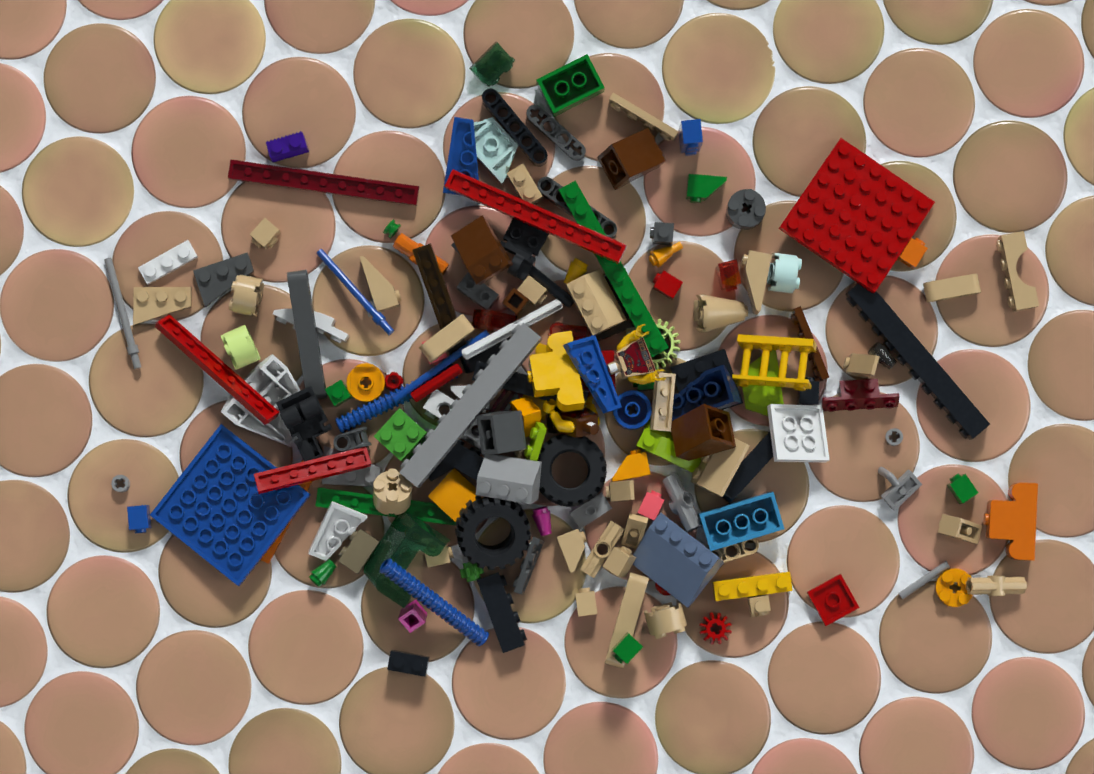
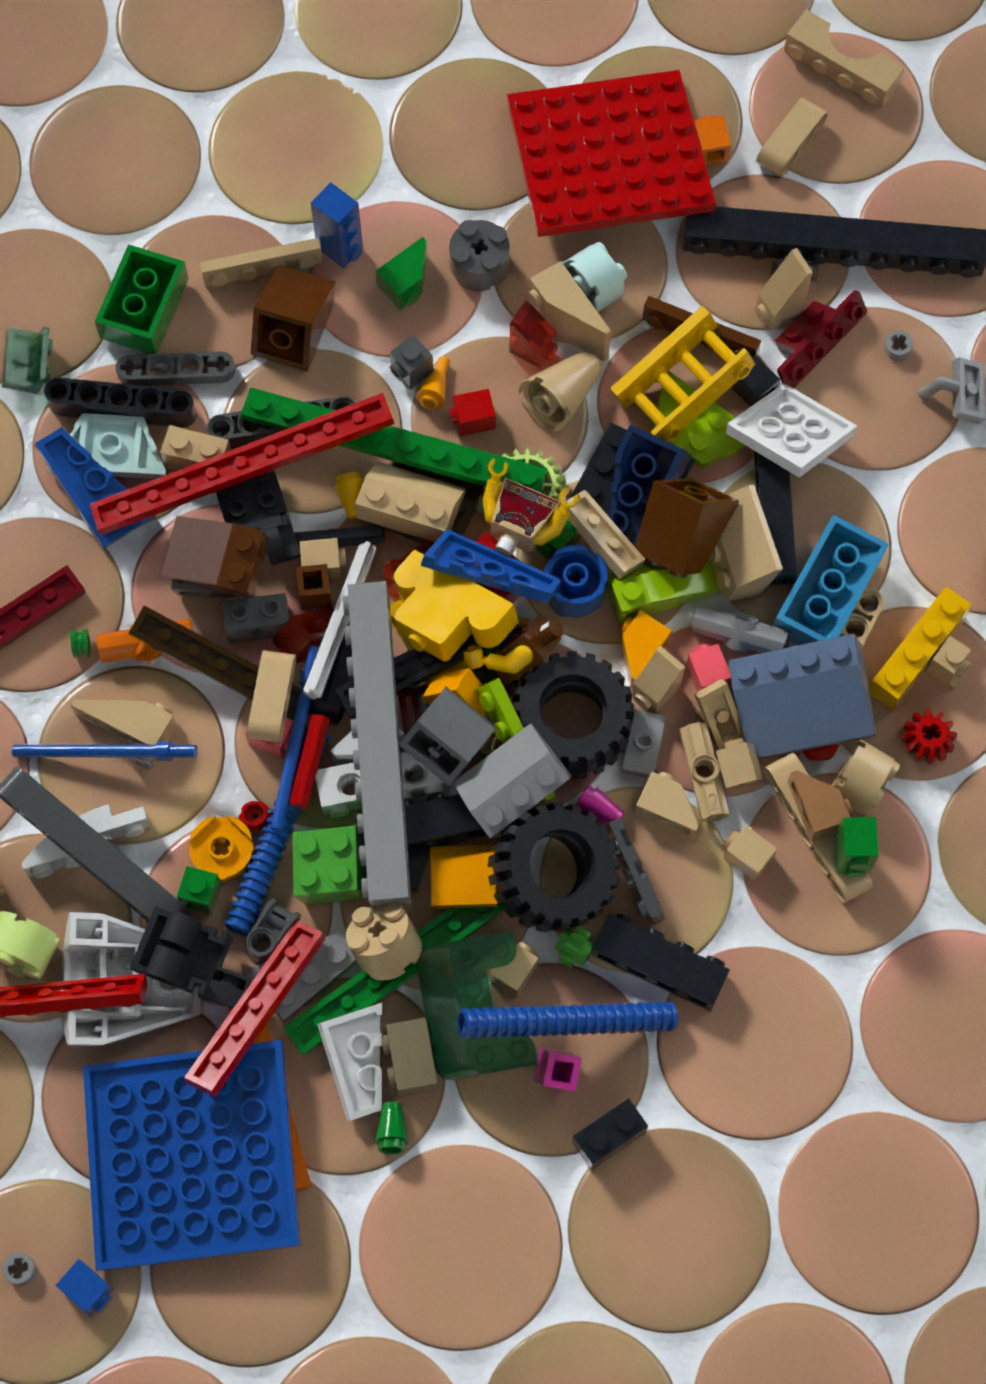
camera: 45 degrees left, 15 degrees down
(632, 615) = (818, 805): none -> medium nougat slope

